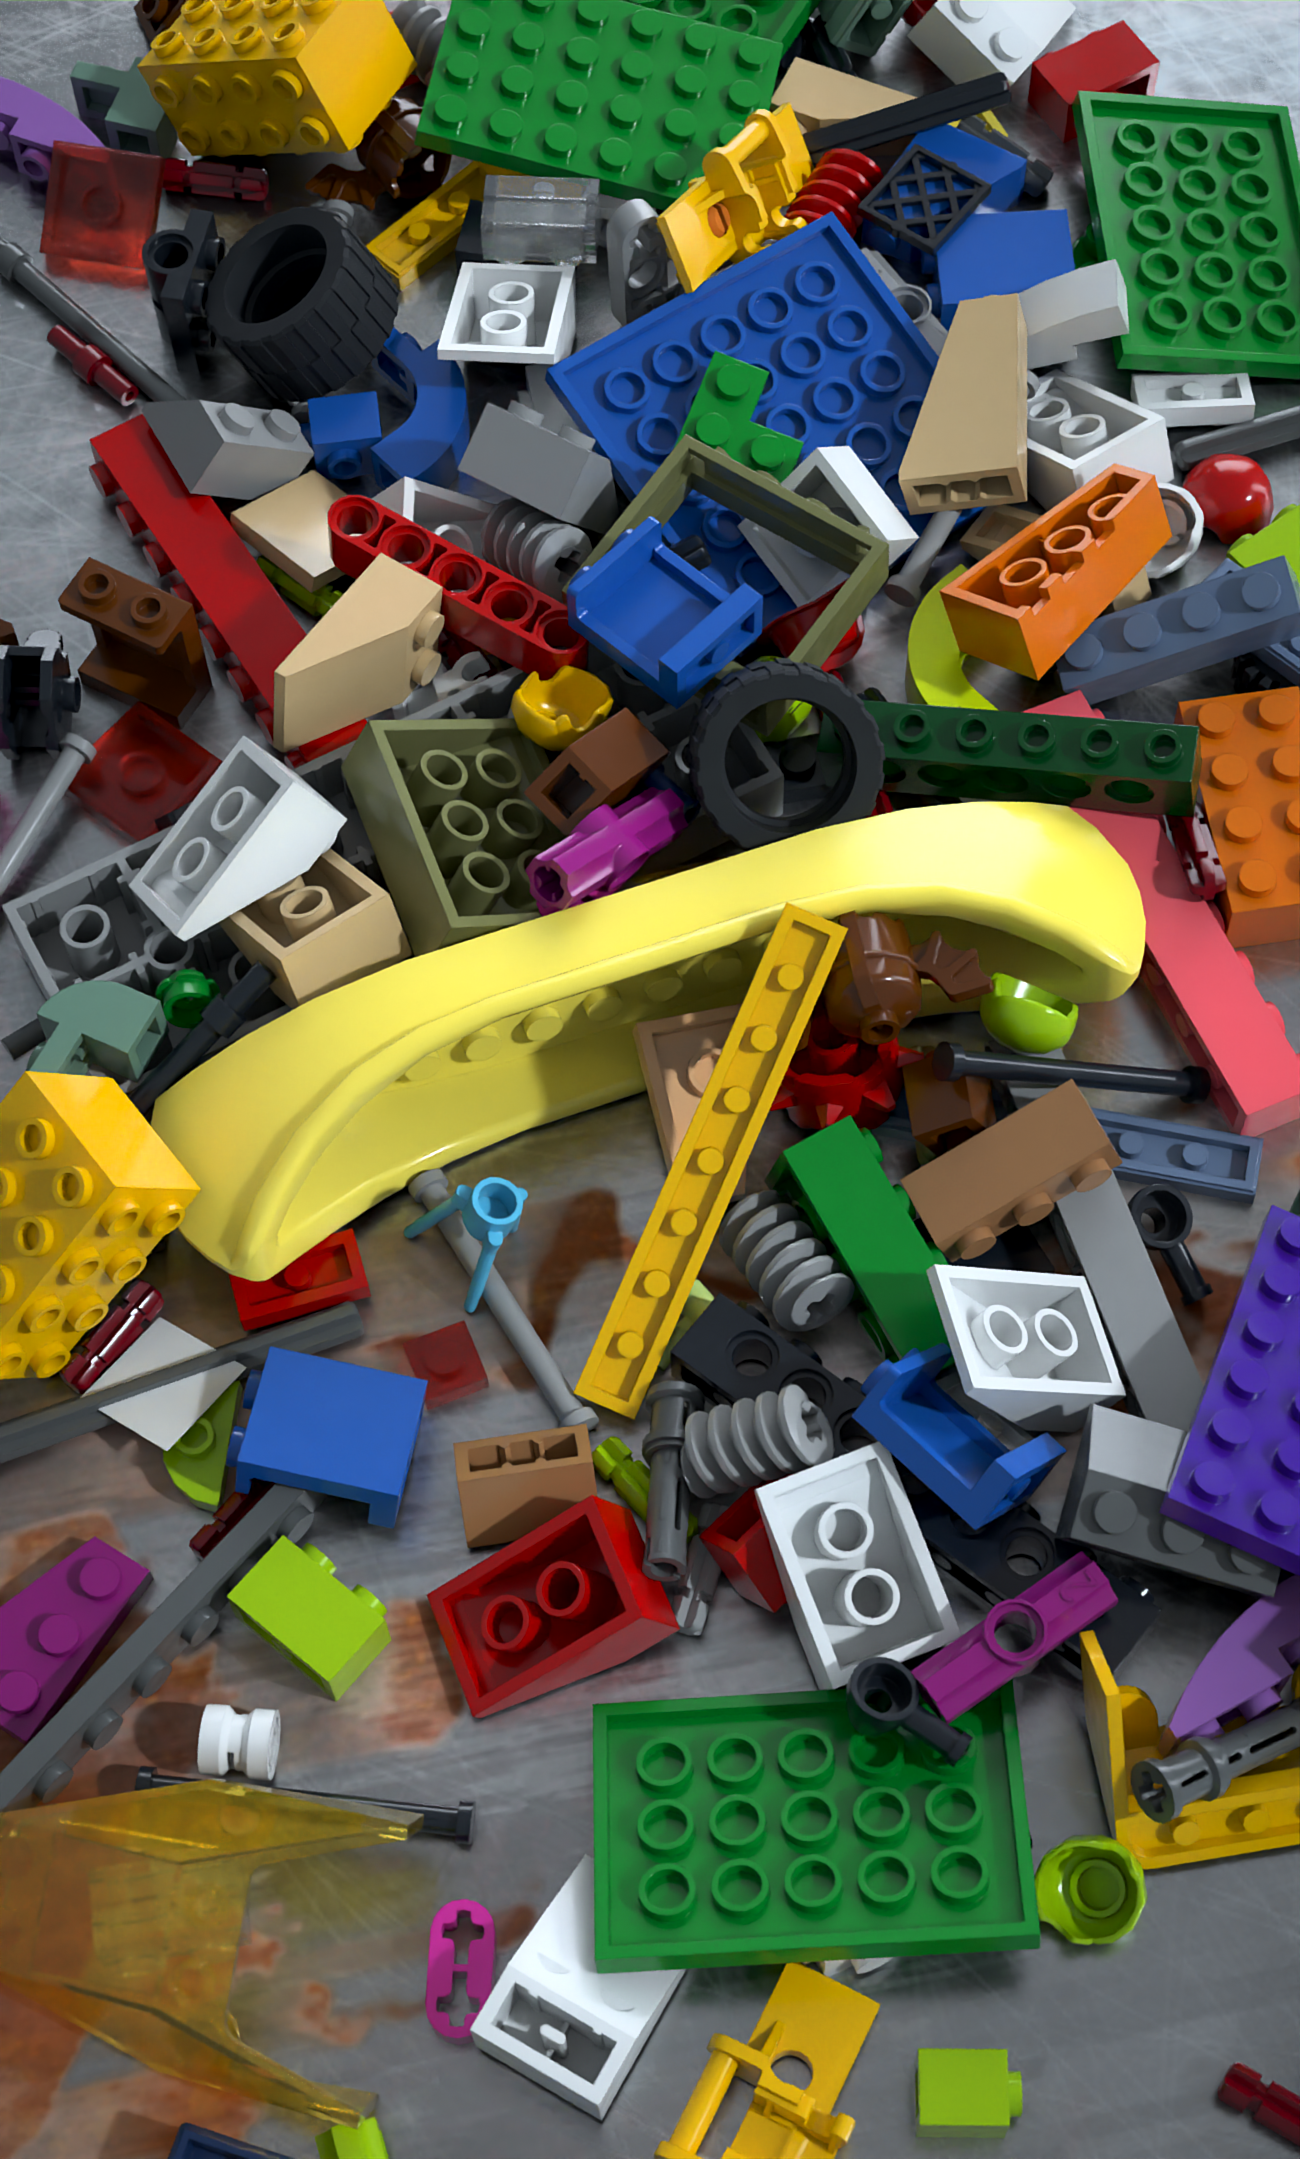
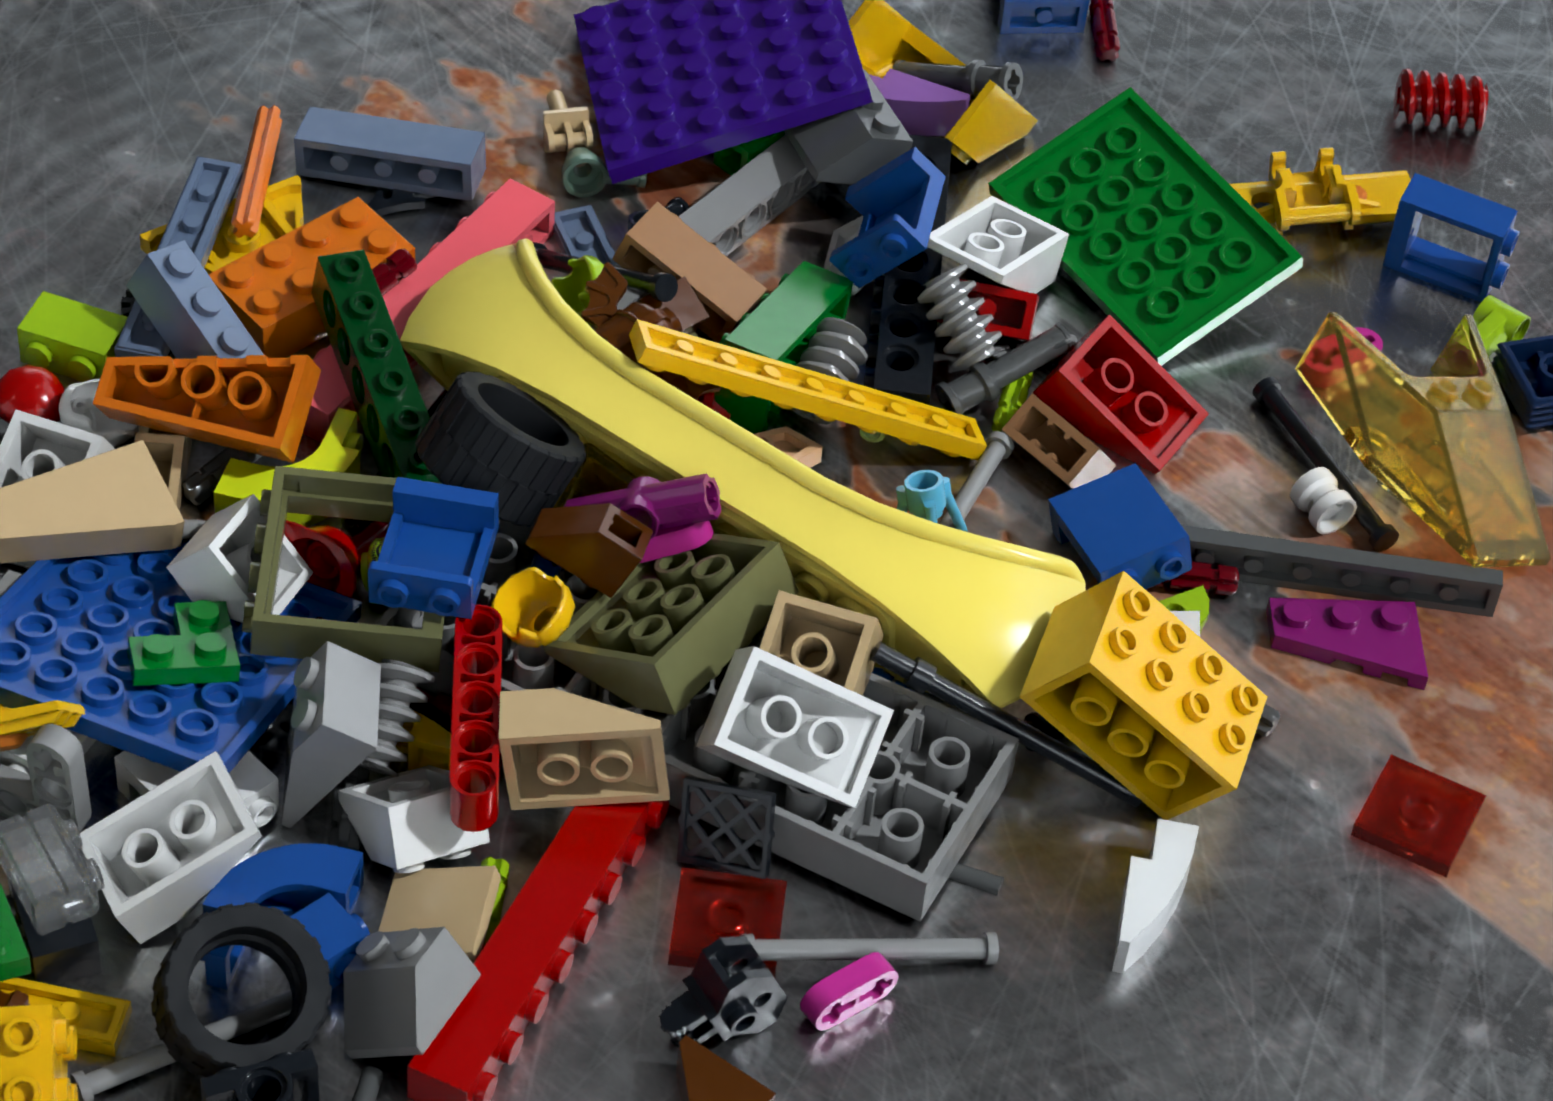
camera: 130 degrees left, 15 degrees down
(100, 1026) = (986, 753): sand green brick -> none
(144, 642) = (642, 934): reddish brown panel -> none
(185, 996) = (916, 716): green plate -> none
(311, 1615) = (1226, 492): lime brick -> none
(448, 1363) = (1017, 524): clear red plate -> none
(561, 2017) = (1334, 278): white slope -> none
(896, 1694) = (1060, 202): black bar -> none
(965, 2093) = (1215, 133): lime brick -> none
(1027, 1344) = (792, 229): white slope -> none
(1049, 1610) = (980, 169): magenta piece -> none
(1090, 1889) = (1058, 113): lime hair -> none

